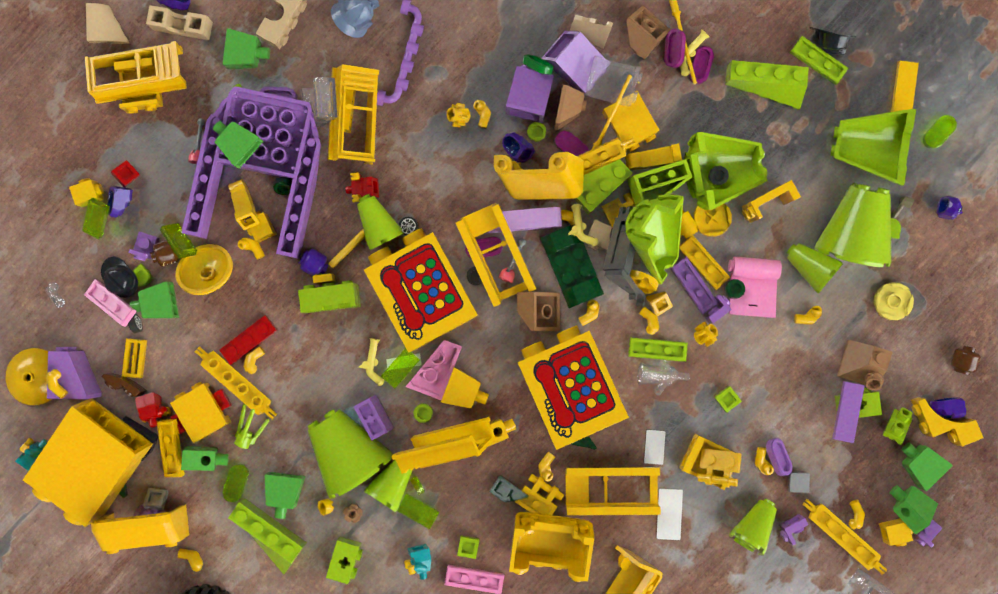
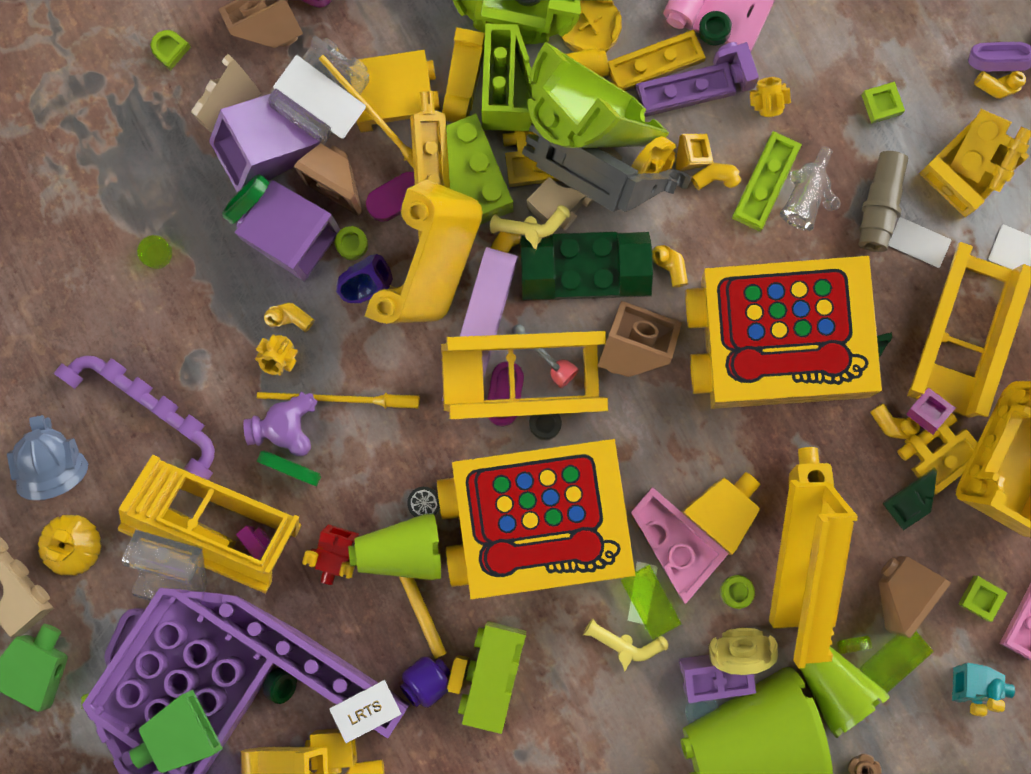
camera: 70 degrees left, 5 degrees down
(285, 236) = (365, 711): none -> white sticker
(320, 48) = (80, 547): none -> yellow hair
(354, 143) = (254, 540): none -> magenta plate
(391, 426) = (743, 651): none -> light yellow tile
(399, 146) = (289, 467): none -> green tile
(421, 133) = (282, 425): none -> medium lavender animal
(454, 504) = (908, 594): none -> medium nougat slope
(455, 183) = (385, 400): none -> yellow piece
(491, 25) = (154, 252): none -> clear neon green tile
(559, 483) = (930, 411): none -> magenta plate
(608, 83) = (320, 96): none -> white sticker
(669, 418) = (883, 202): none -> dark tan piece

